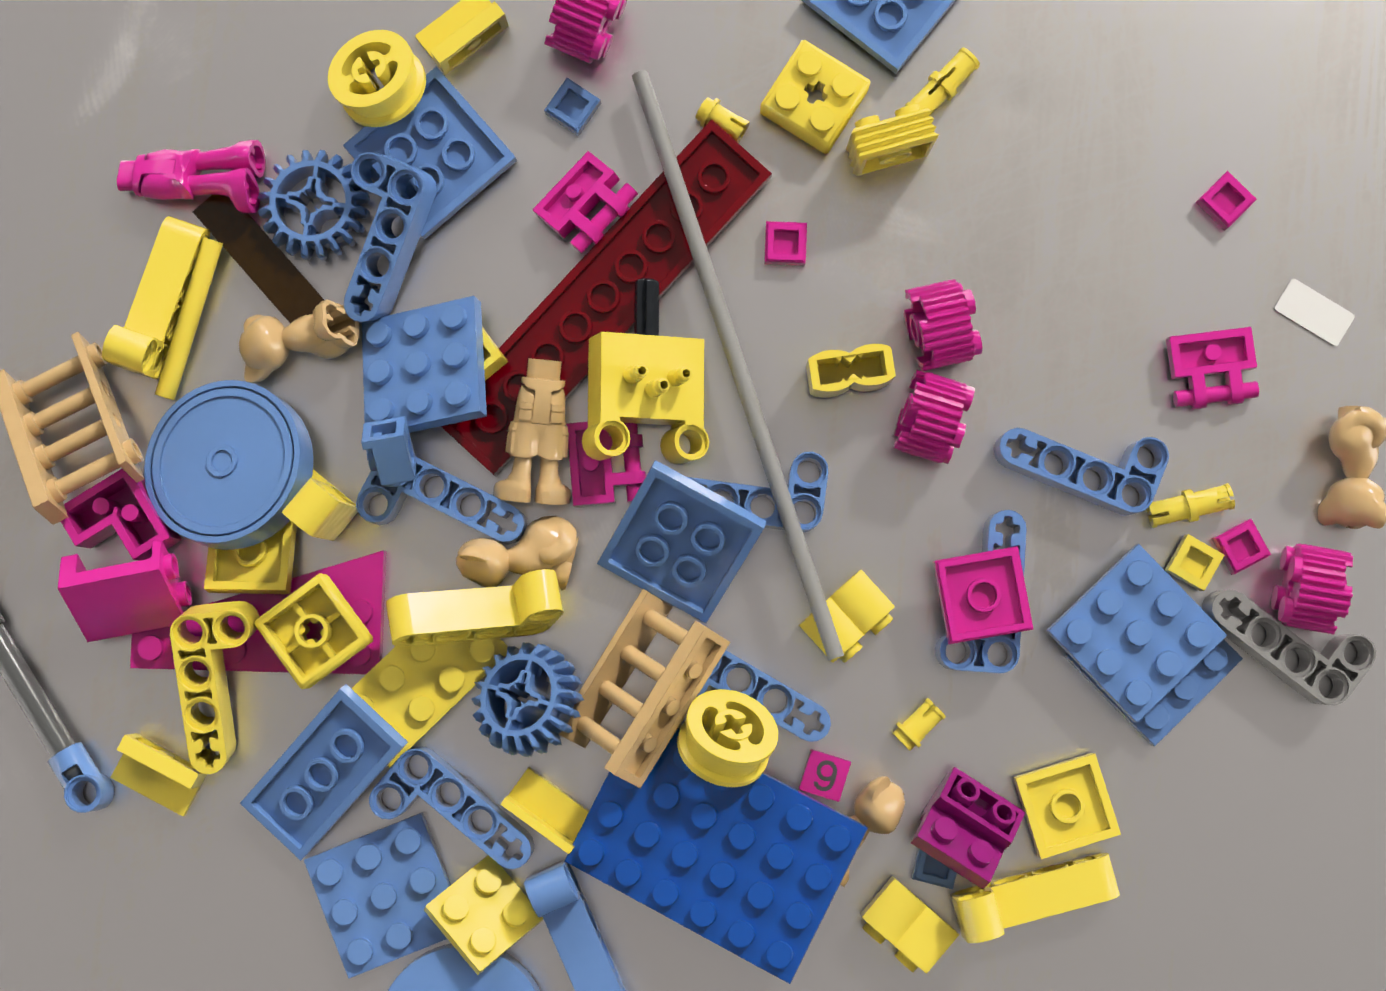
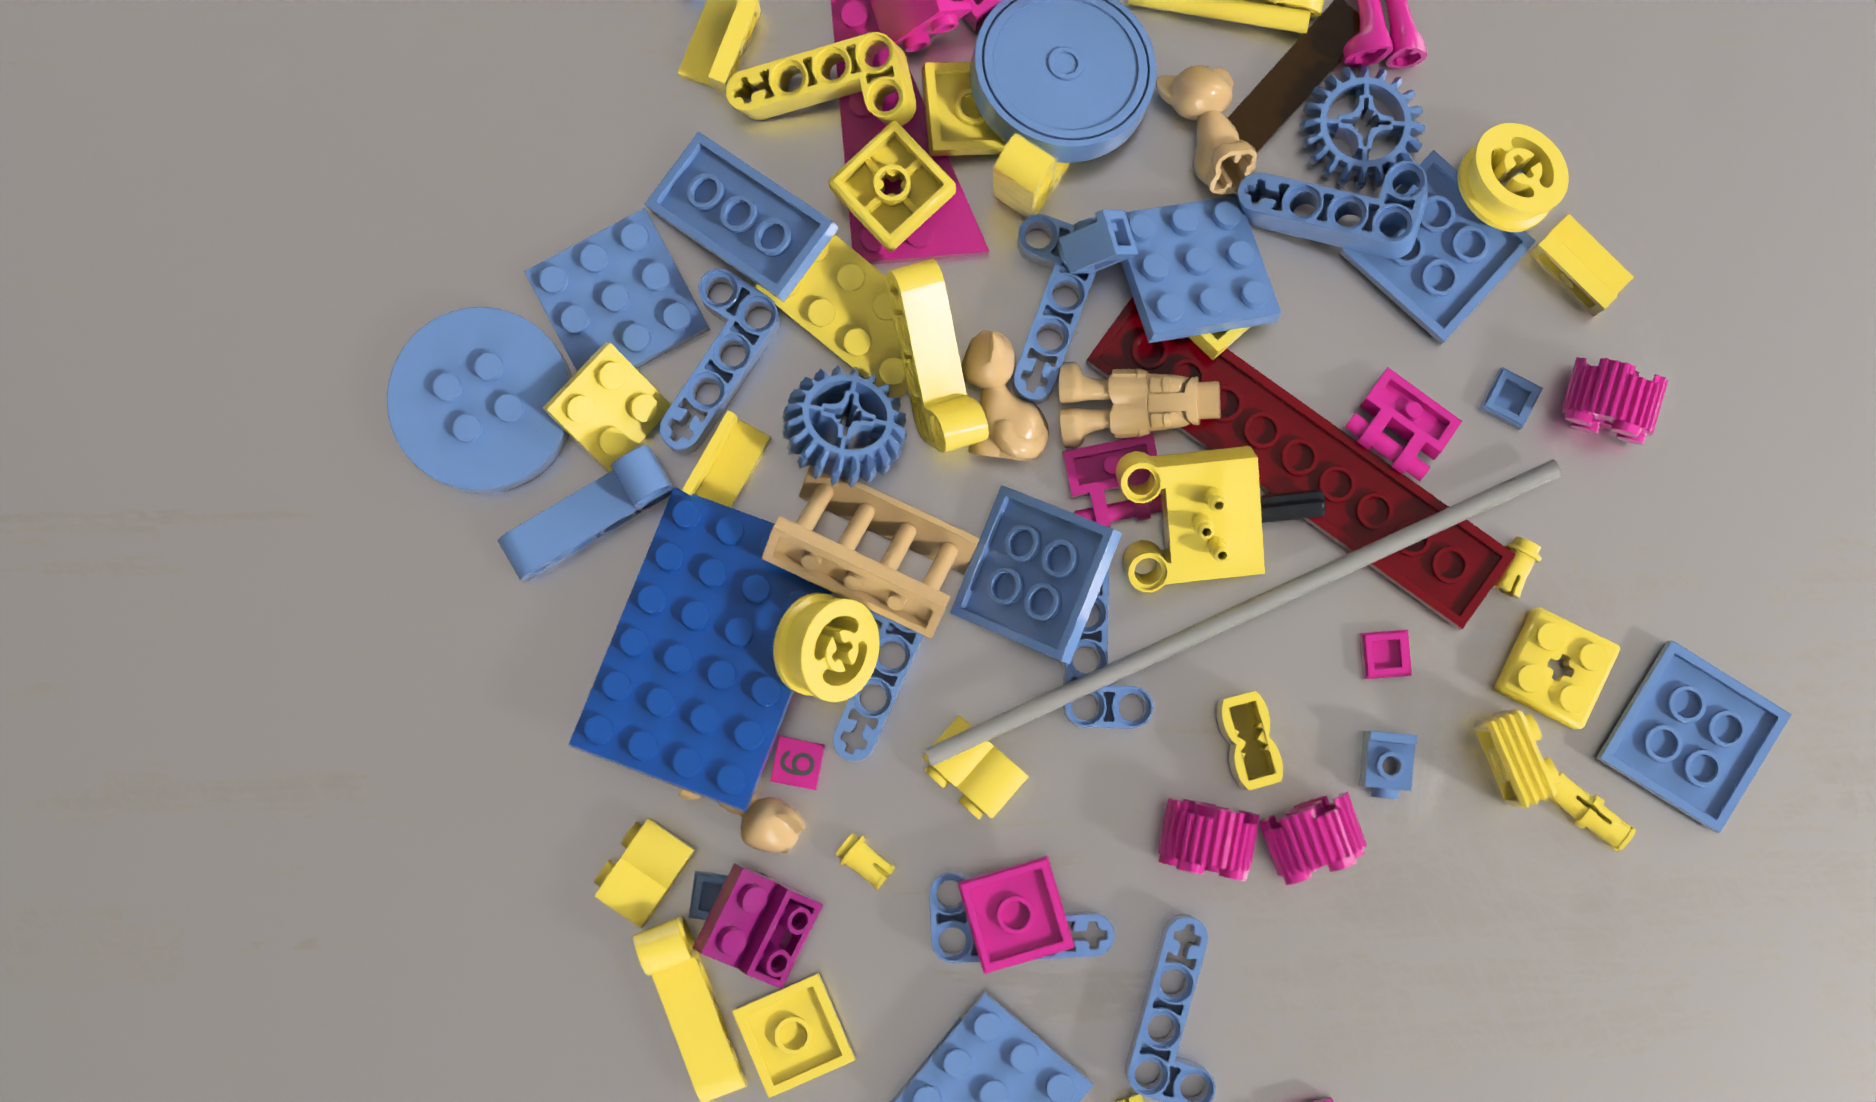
camera: 85 degrees right, 0 degrees up
(870, 262) = (1375, 749): none -> medium blue brick

